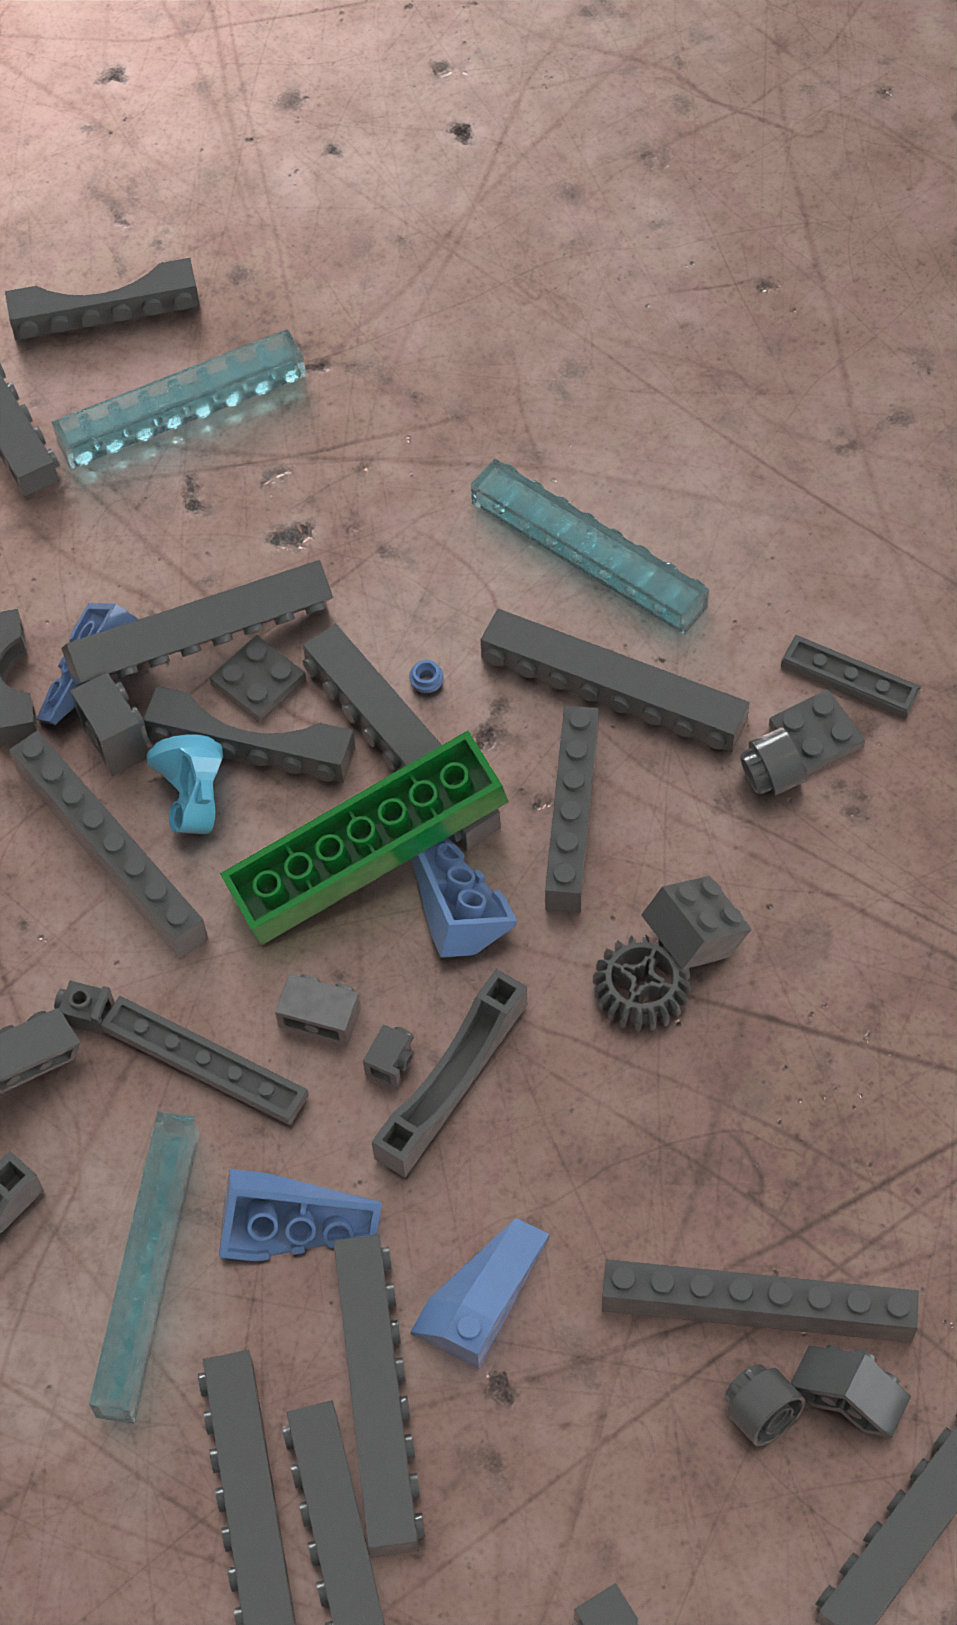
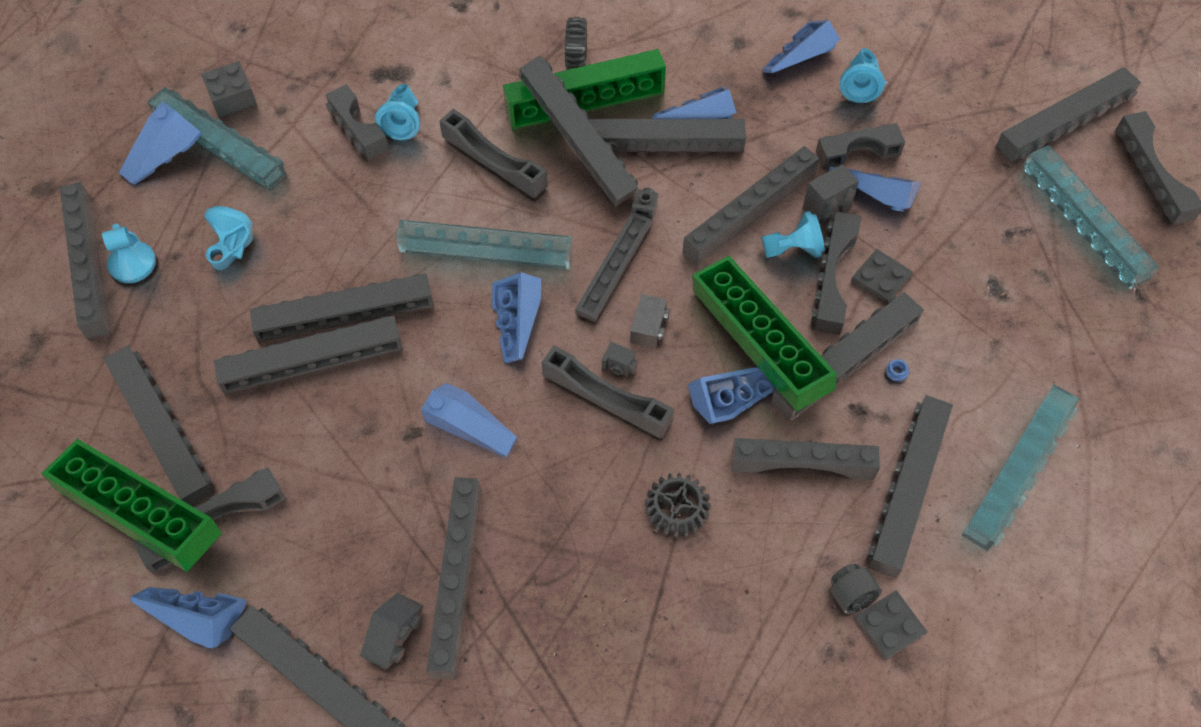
camera: 85 degrees right, 0 degrees up
(197, 623) = (910, 234): dark grey brick -> none
(376, 1397) = (406, 364): dark grey brick -> none
(696, 922) = (720, 533): dark grey brick -> none
(763, 1403) = (386, 576): dark grey piece -> none
(850, 676) = (943, 652): dark grey tile -> none

